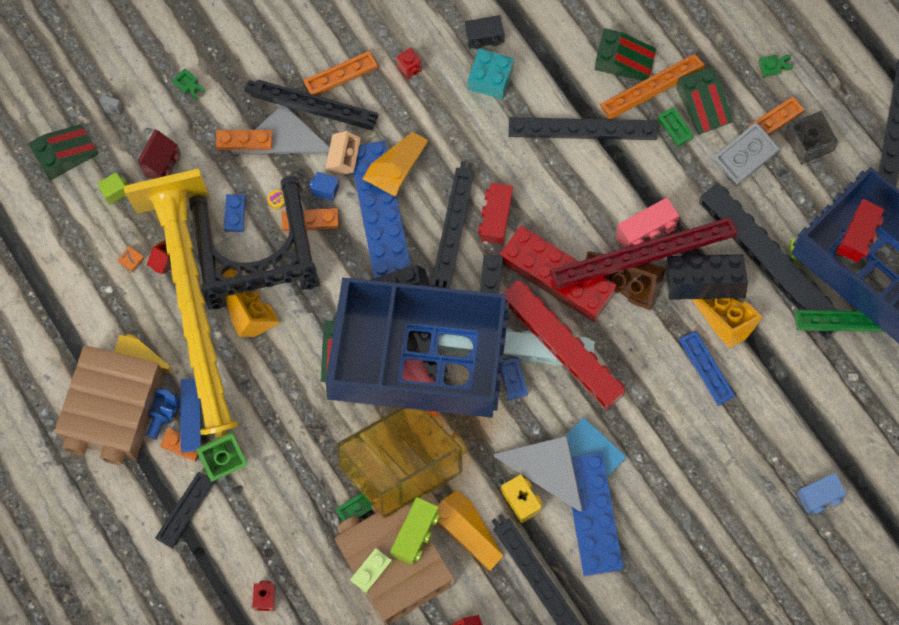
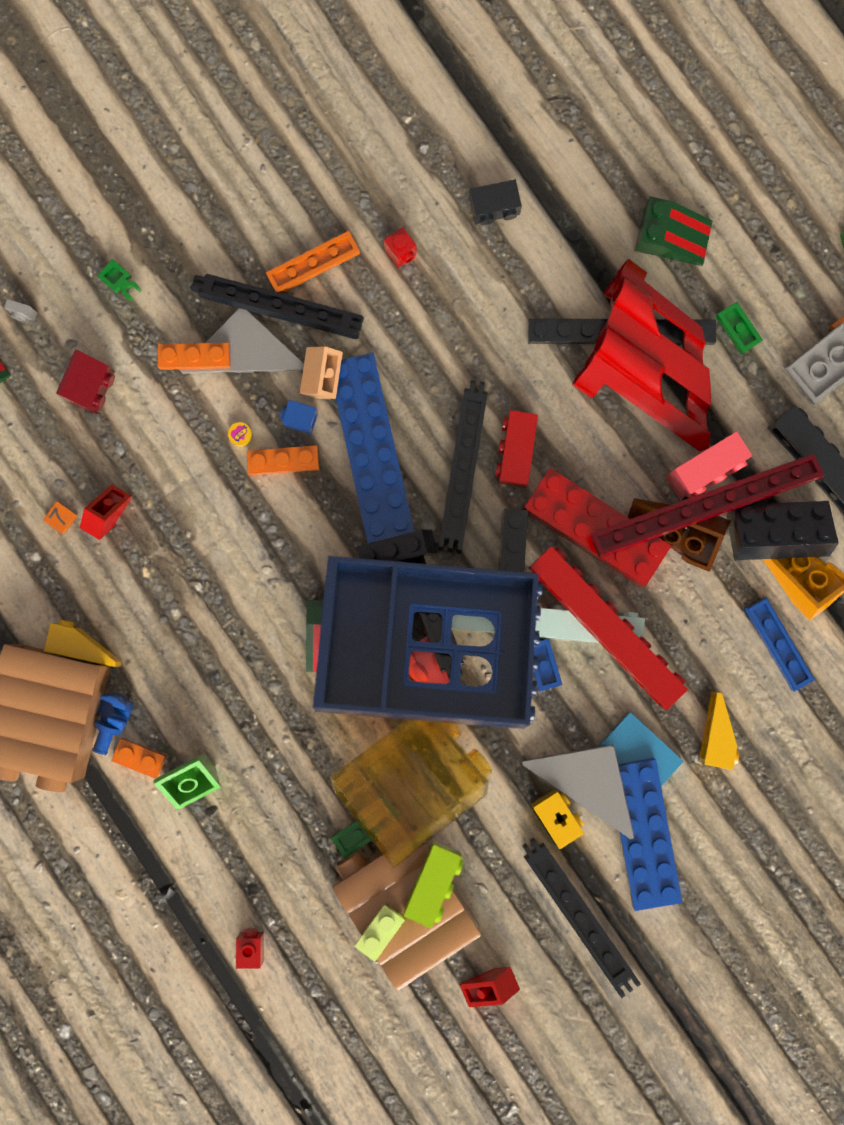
camera: 10 degrees left, 15 degrees up
(112, 188) = (31, 424): lime brick -> none
(169, 199) = (104, 459): yellow plant -> none
(185, 510) = (146, 842): black tile -> none
(190, 416) = (147, 723): blue tile -> none
(234, 213) = (188, 453): blue plate -> none
(248, 312) = (208, 580): light orange wedge -> none
(301, 267) = (170, 568): black arch -> none
(394, 166) = (387, 389): light orange wedge -> none
(467, 528) = (492, 855): light orange wedge -> none
(490, 73) = (505, 260): teal brick -> none
(589, 141) = (634, 356): none -> red panel
(651, 87) = (717, 269): orange plate -> none
(655, 440) = (718, 740): none -> yellow slope
(704, 100) = (775, 291): dark green slope -> none

